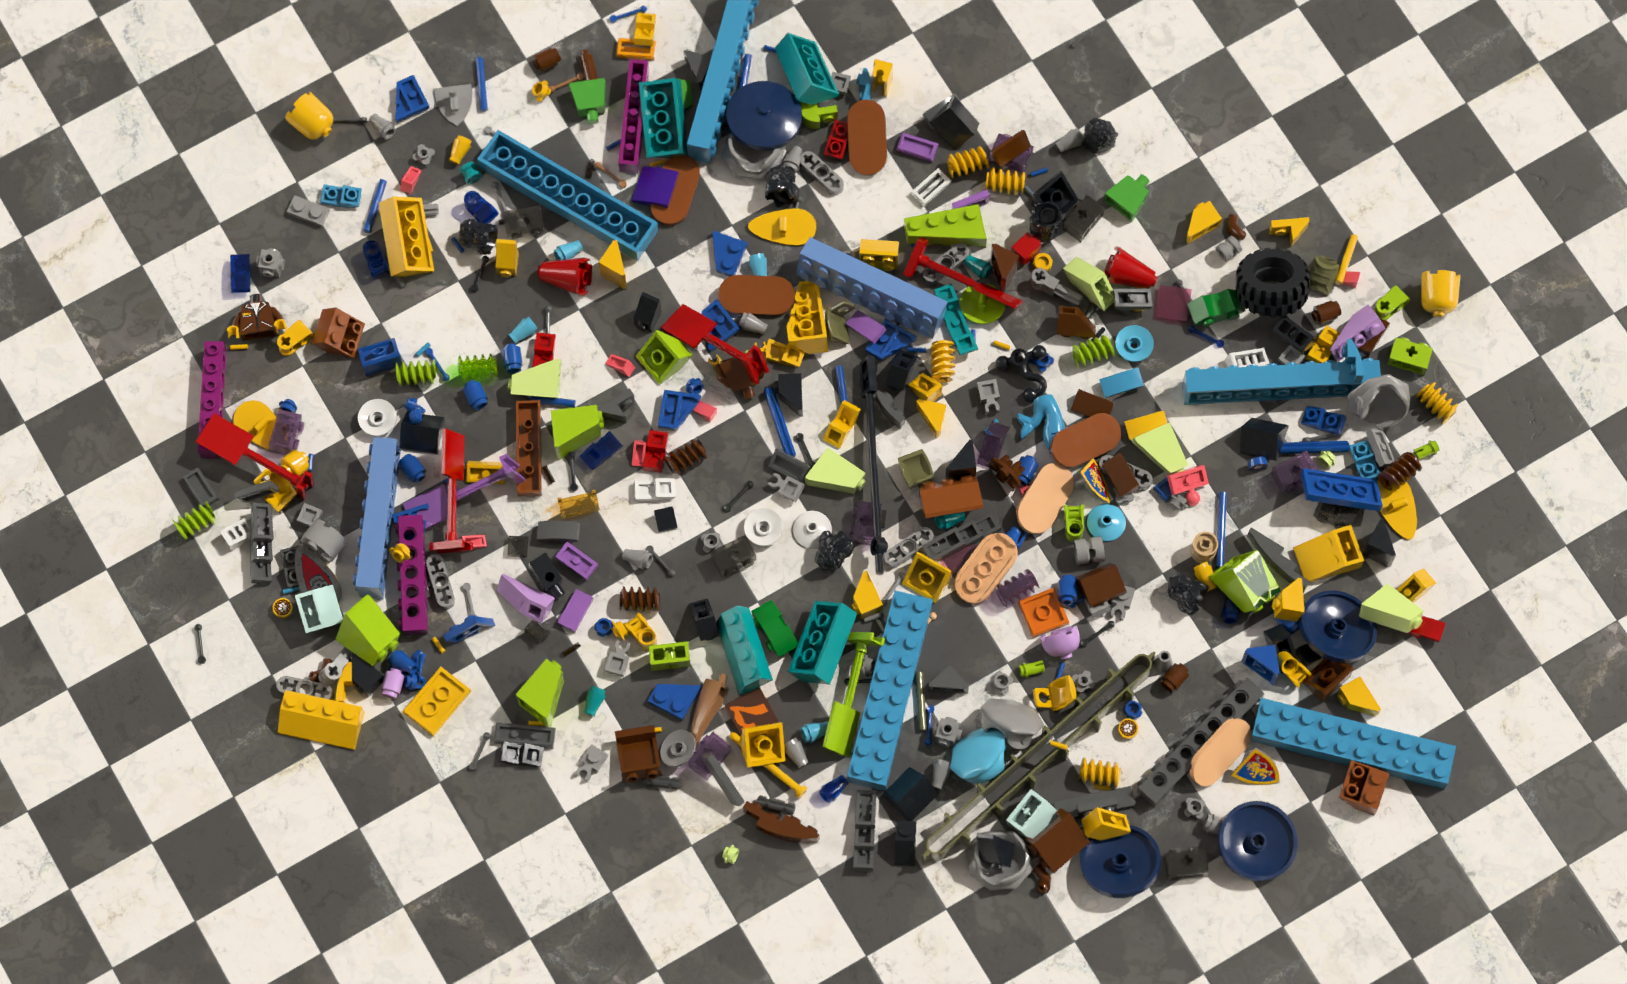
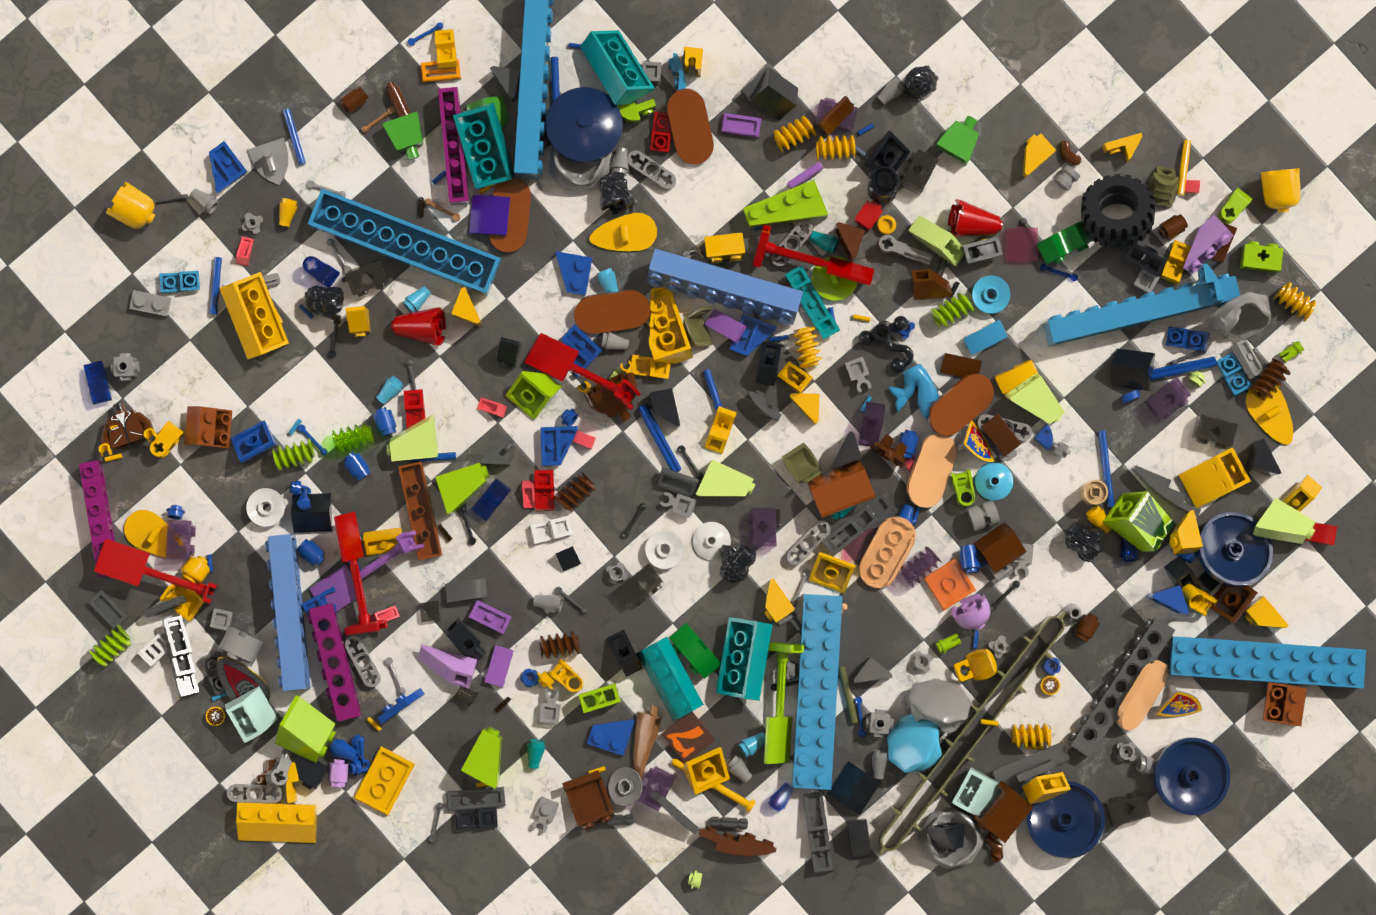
camera: 15 degrees left, 15 degrees up
(201, 659) = (138, 750): pearl dark grey hinge -> none
(376, 262) = (229, 345): clear blue piece -> none
(400, 552) = (319, 648): yellow plate -> none
(470, 172) = (303, 234): teal wheel -> none
(541, 90) = (355, 133): yellow plate -> none
(578, 504) = (480, 558): clear yellow hinge -> none
(868, 387) = (740, 389): black bar -> none
(924, 202) = (771, 152): white tile -> none
(1187, 481) = (1066, 427): coral plate -> none
(1235, 358) = (1092, 296): white slope -> none
(1341, 489) = (1217, 412): blue plate -> none

